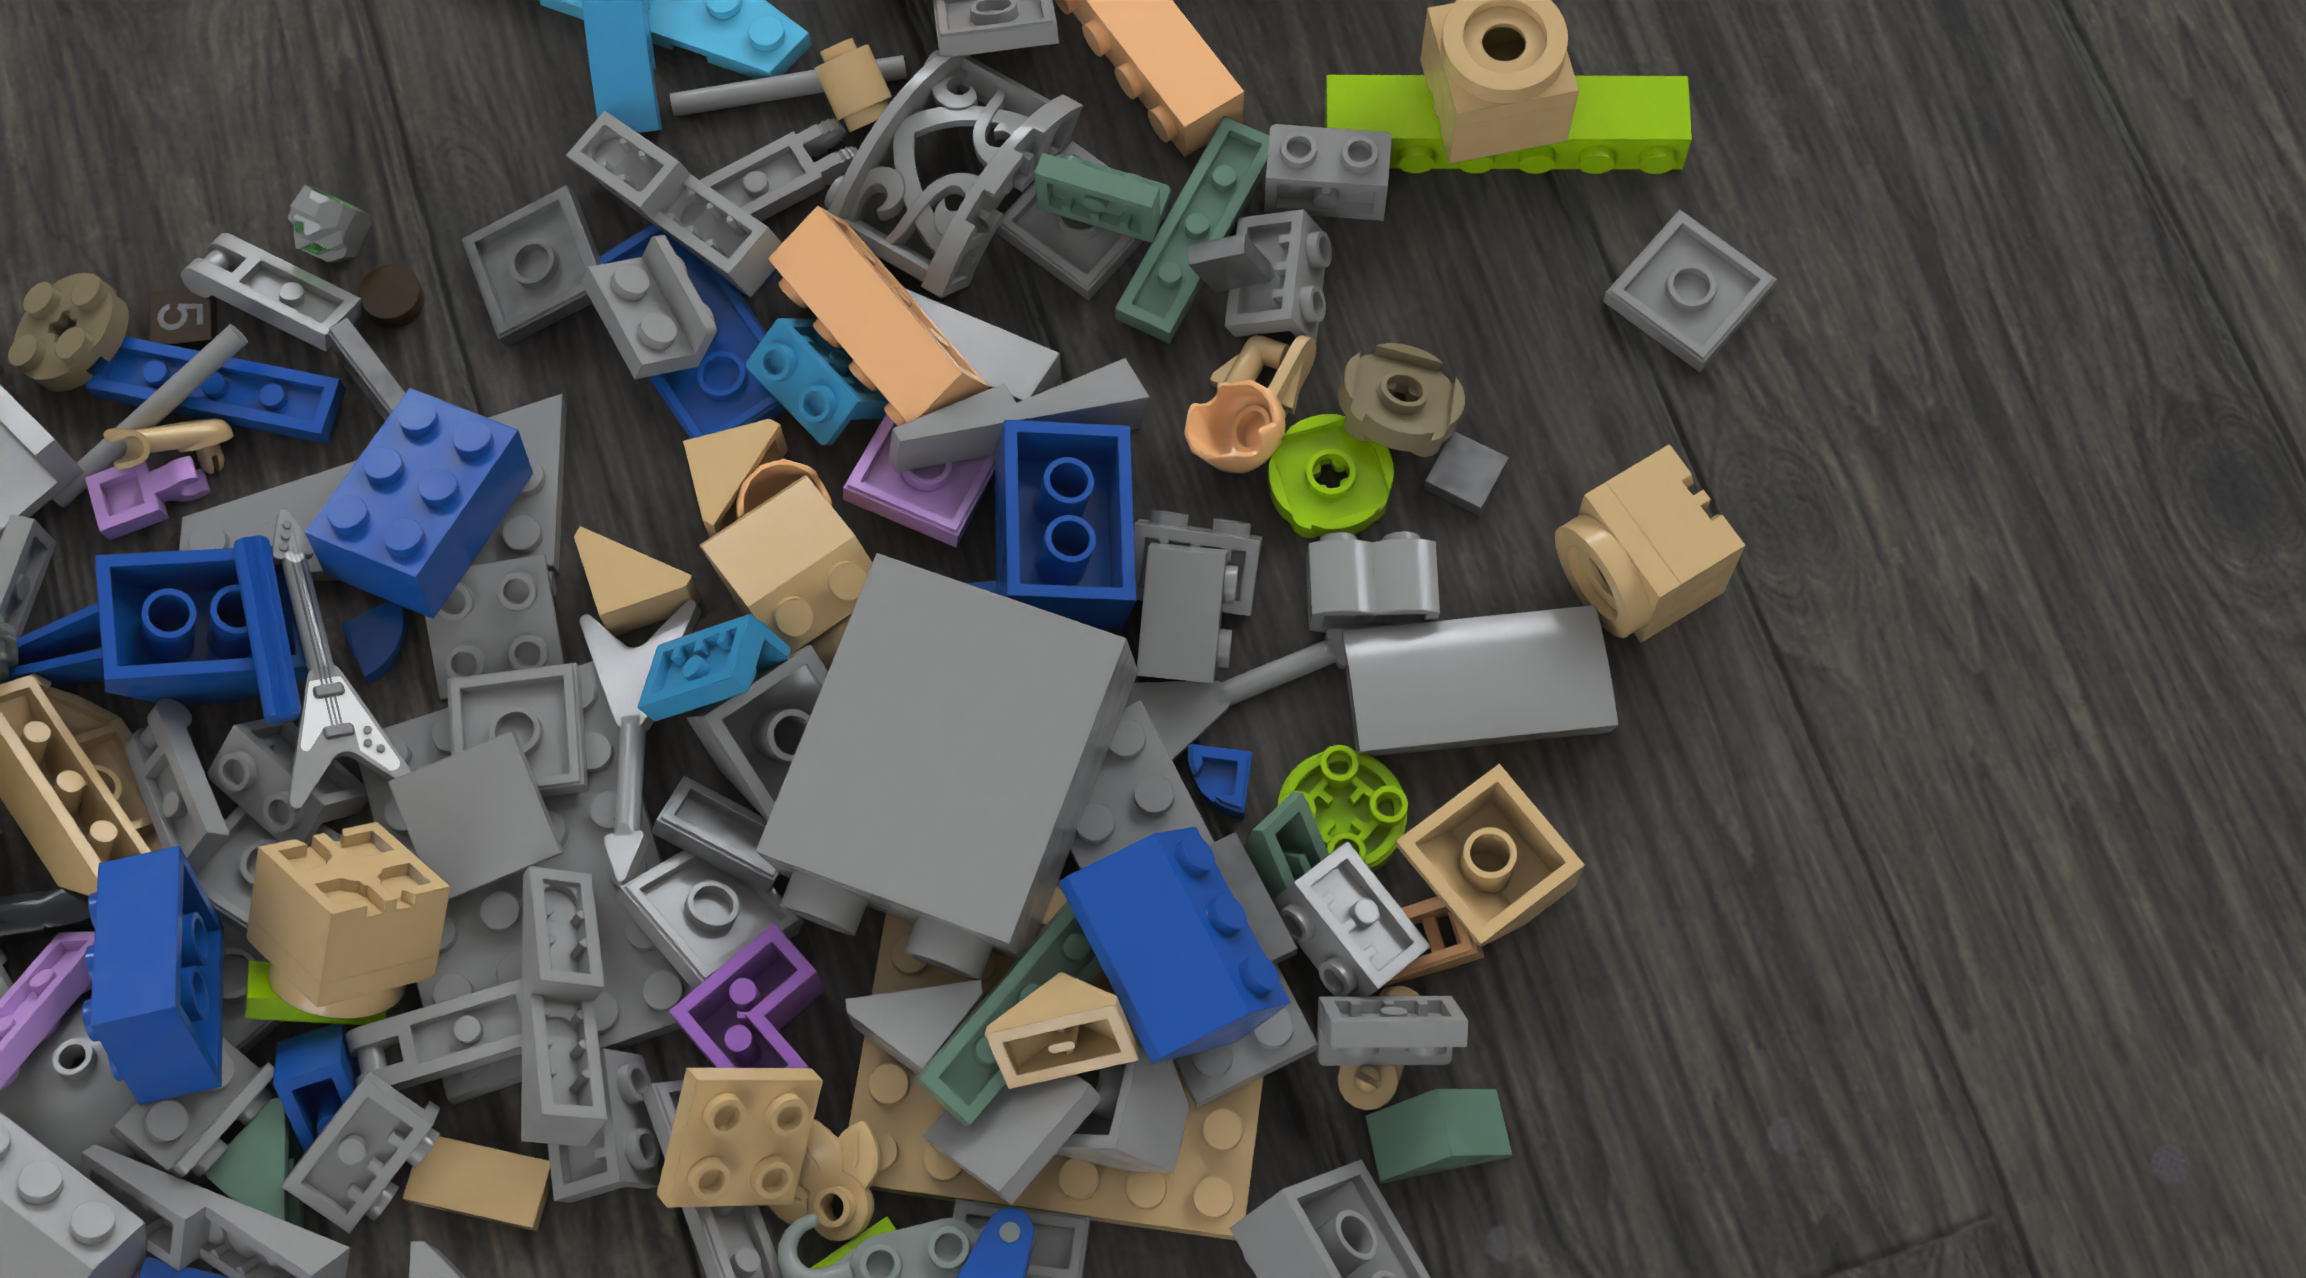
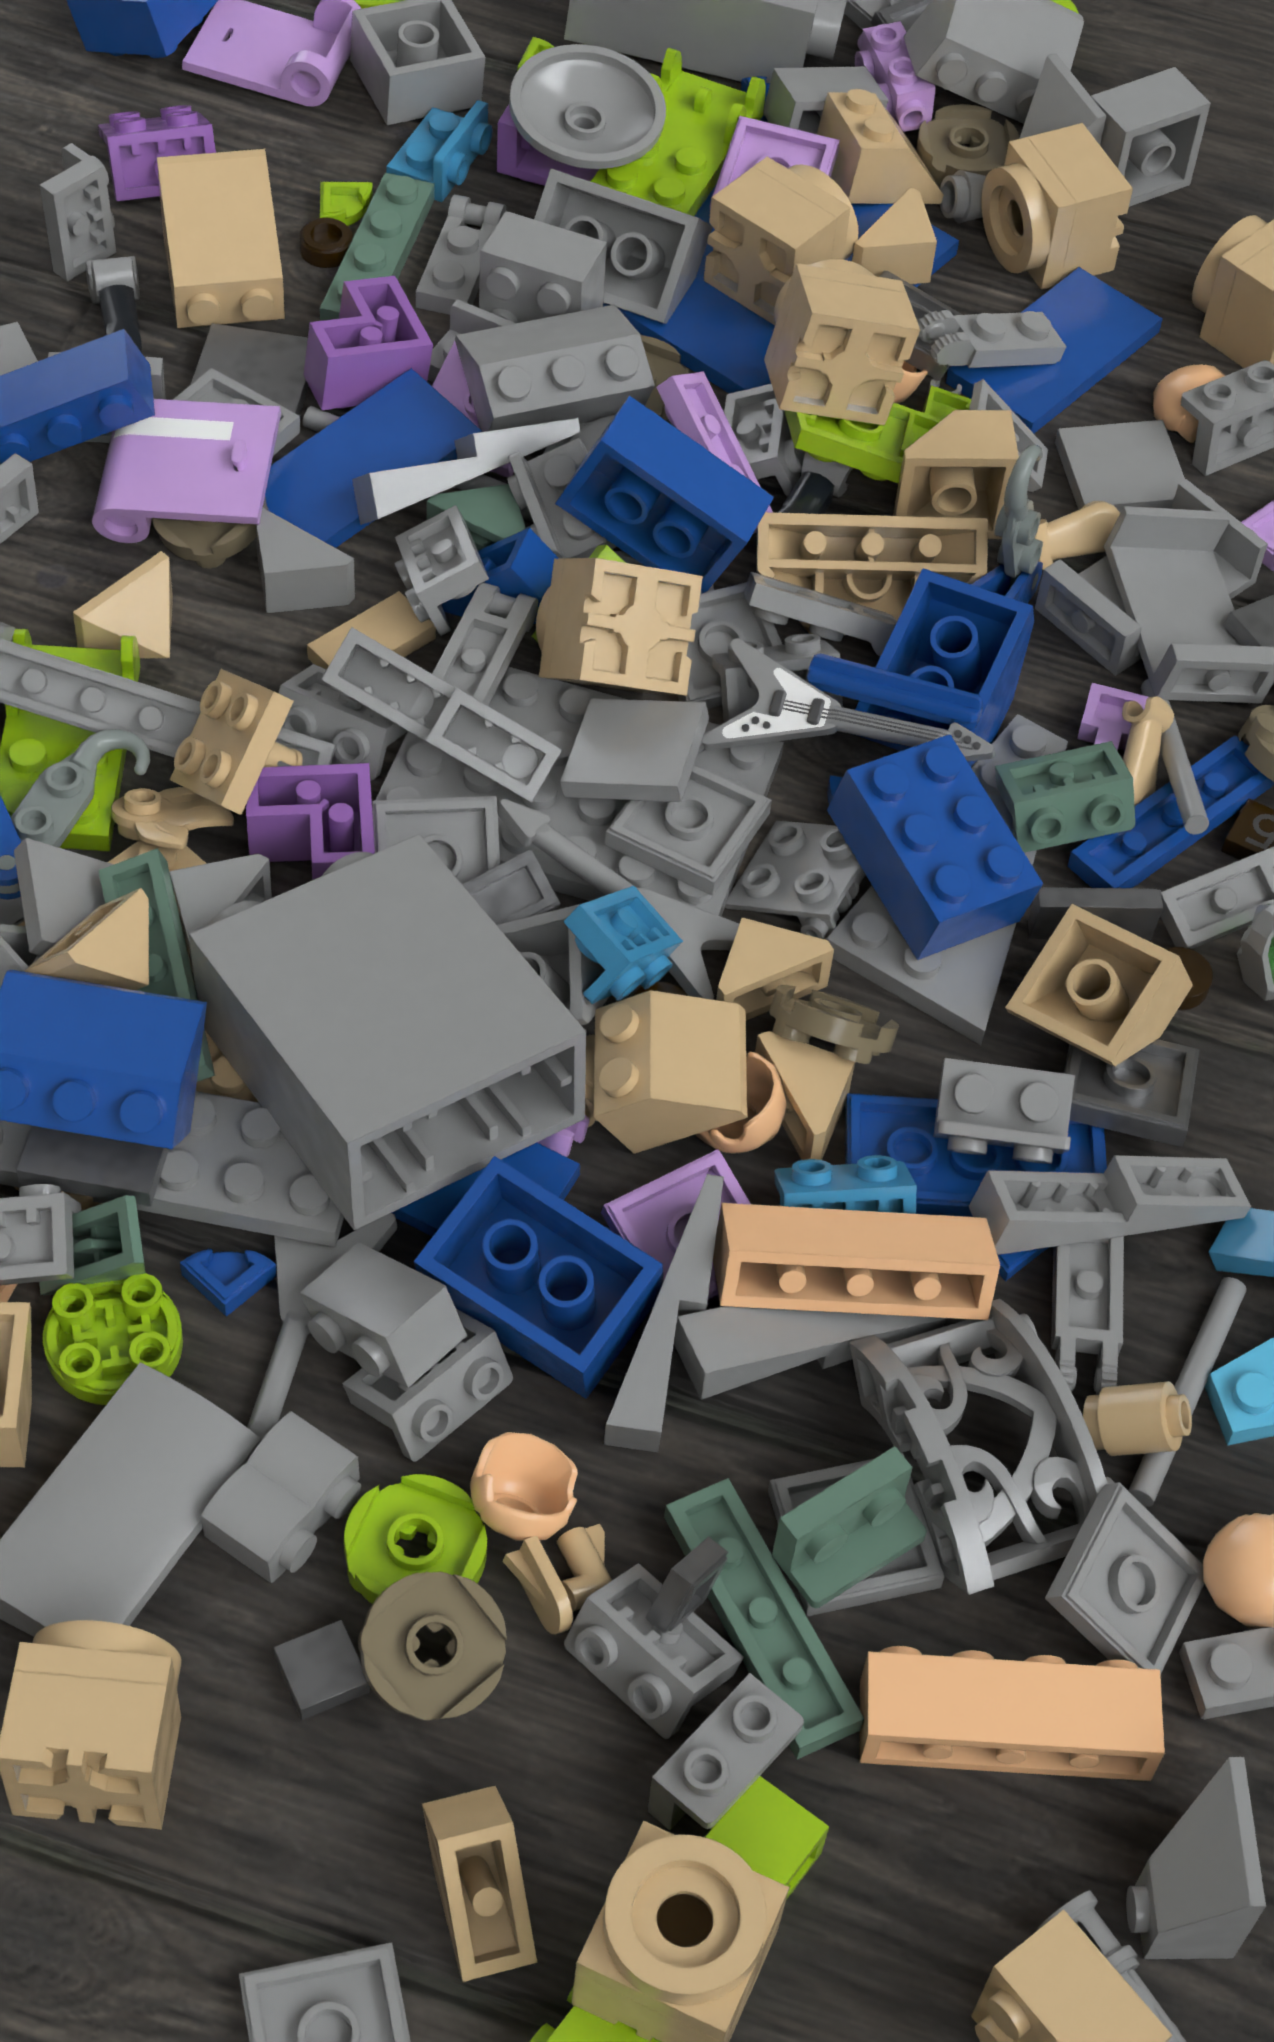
camera: 120 degrees right, 15 degrees down
(265, 455) = (1067, 796): none -> sand green bracket
(471, 318) = (1101, 988): none -> tan slope
(651, 488) = (832, 1019): none -> dark tan plate
(1523, 267) = (480, 1882): none -> tan slope

